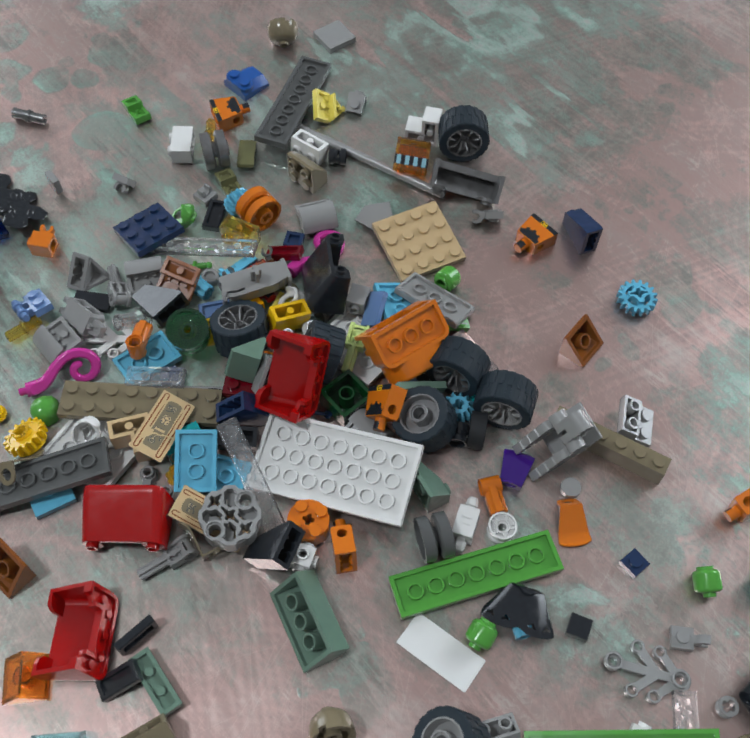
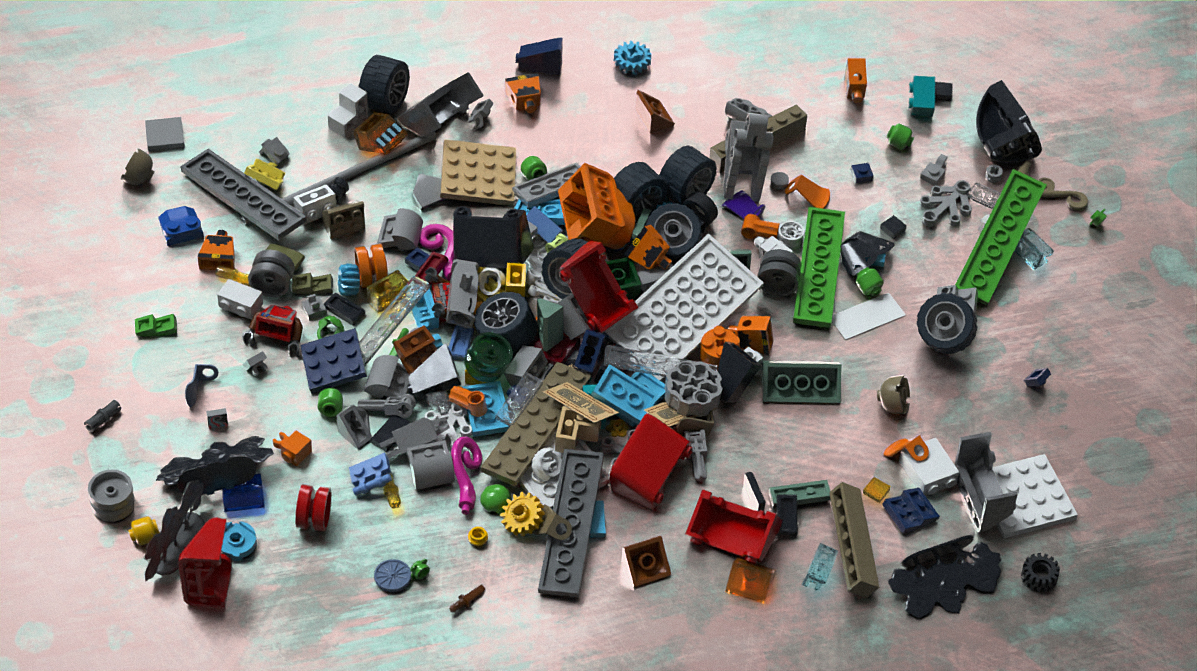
camera: 65 degrees left, 10 degrees down
(80, 153) = (192, 387): none -> sand blue piece
(101, 246) = (330, 402): none -> bright green head
(167, 178) = (278, 324): none -> torso
(204, 367) = (526, 360): none -> light grey brick

